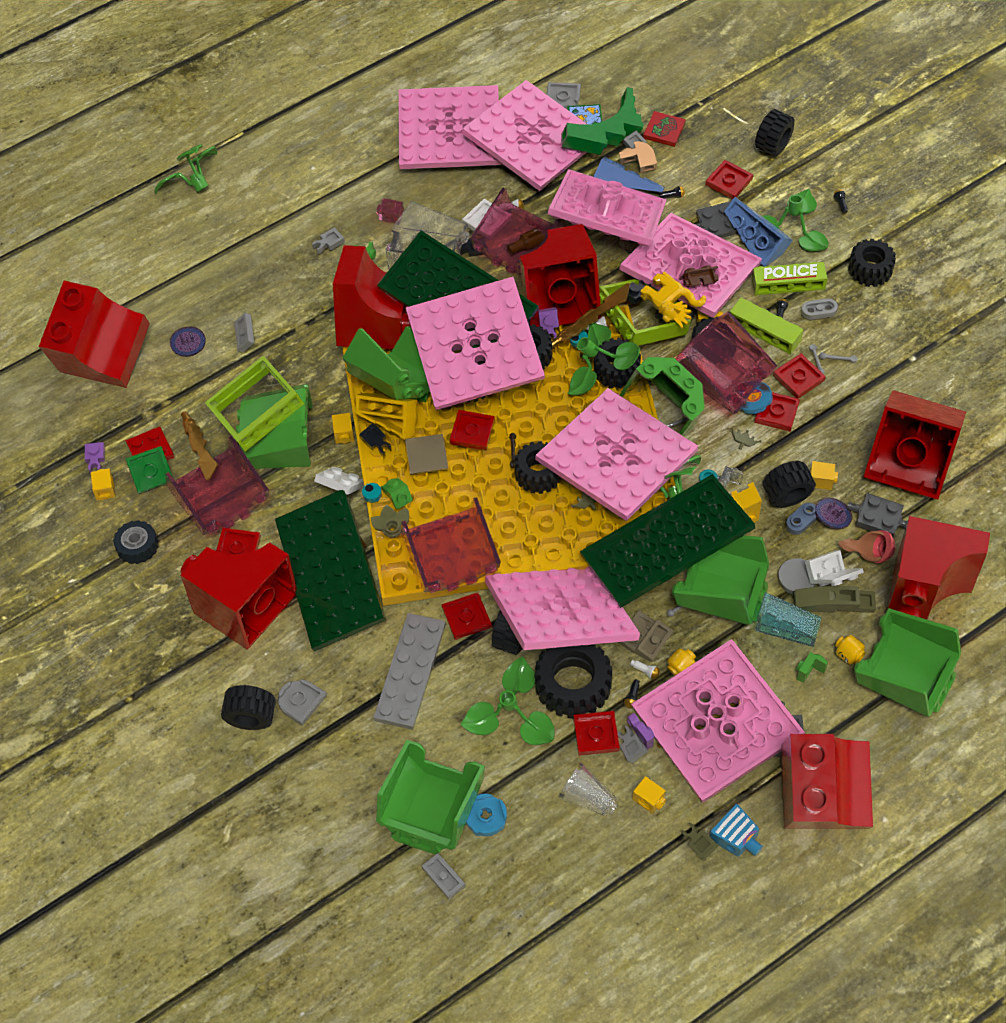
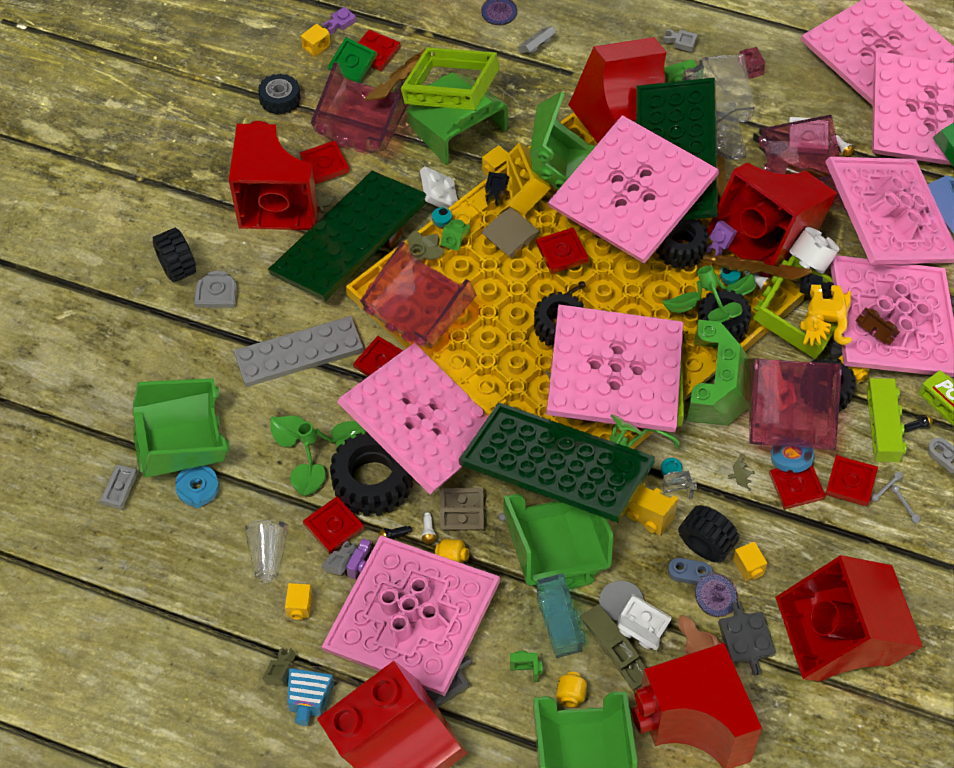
camera: 55 degrees right, 0 degrees up
(613, 270) = (814, 250): none -> white brick

